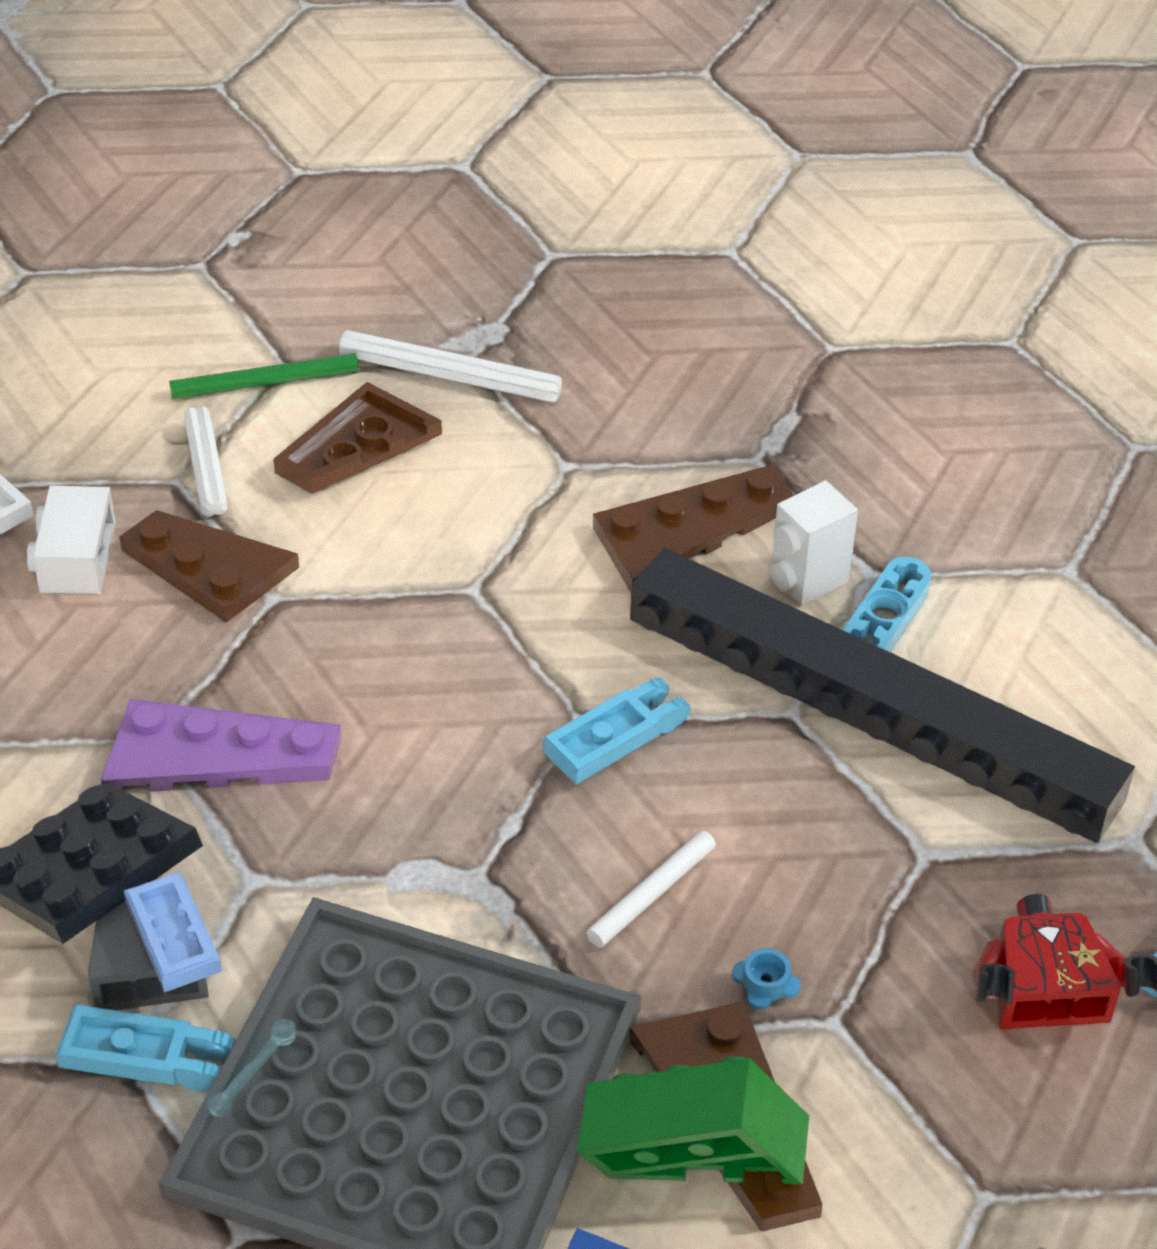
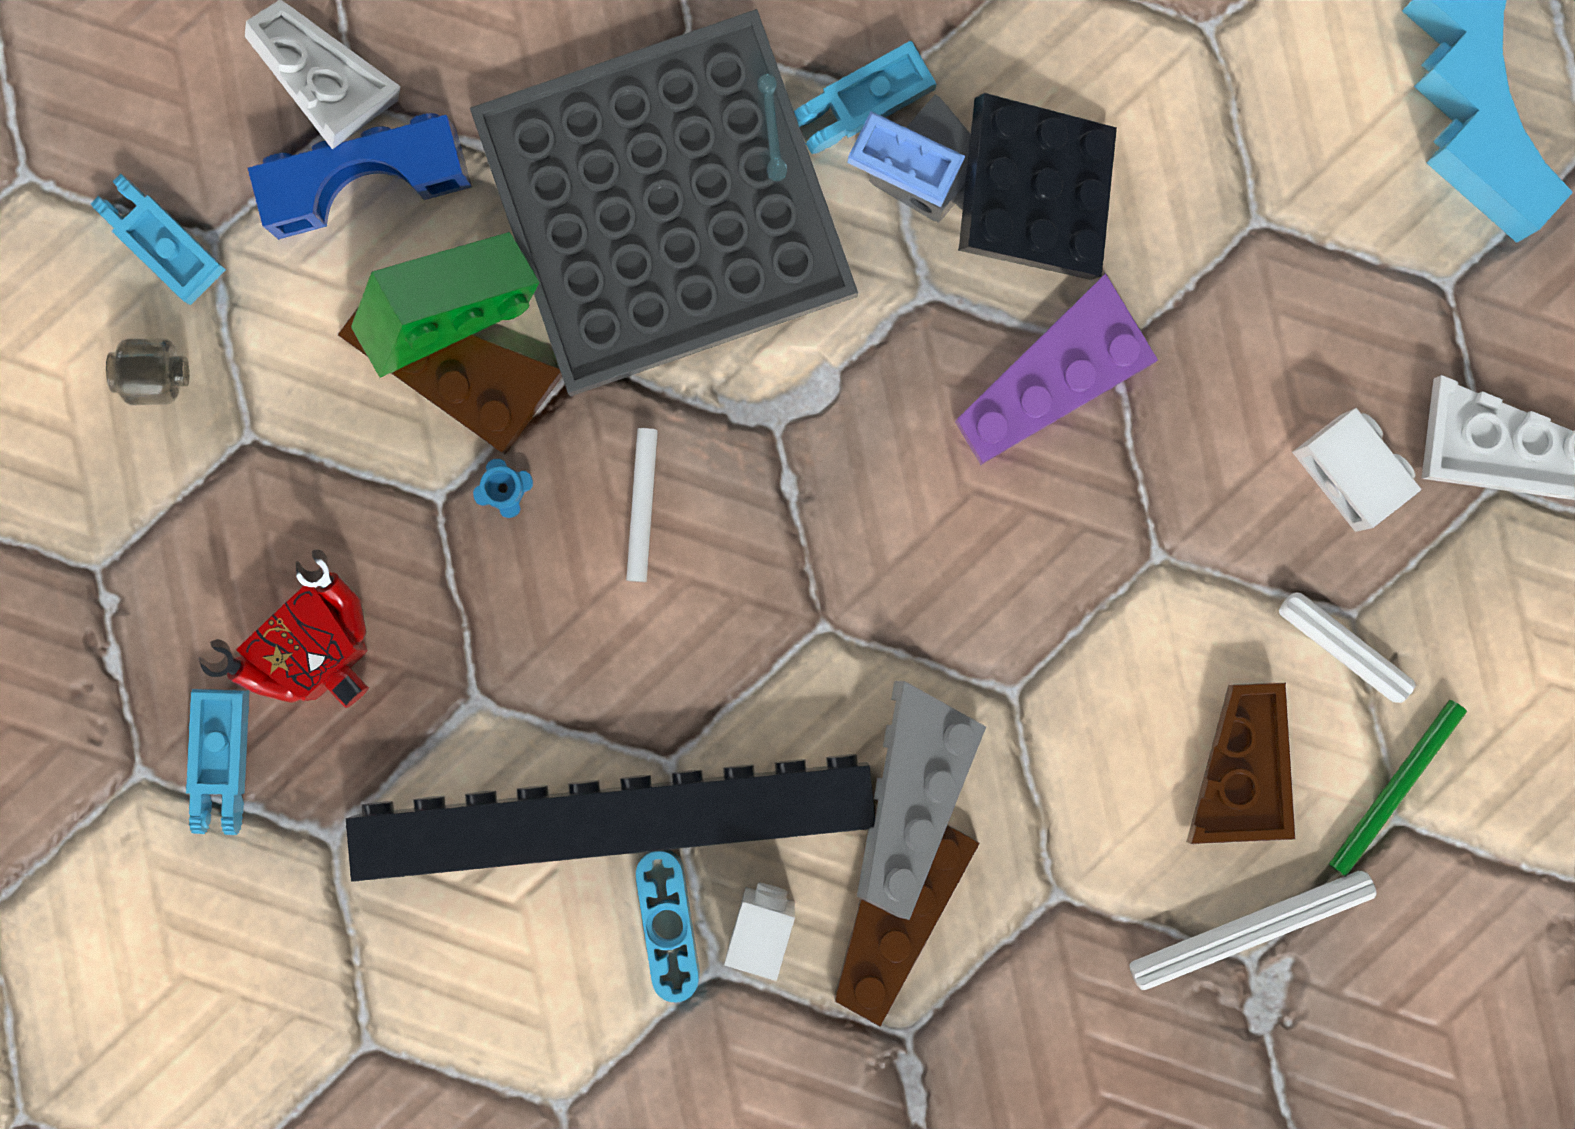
camera: 145 degrees right, 40 degrees up
(207, 563) = (1237, 543): reddish brown wing -> none
(598, 555) = (920, 785): none -> light grey wing
(614, 729) = (779, 621): medium azure hinge -> none

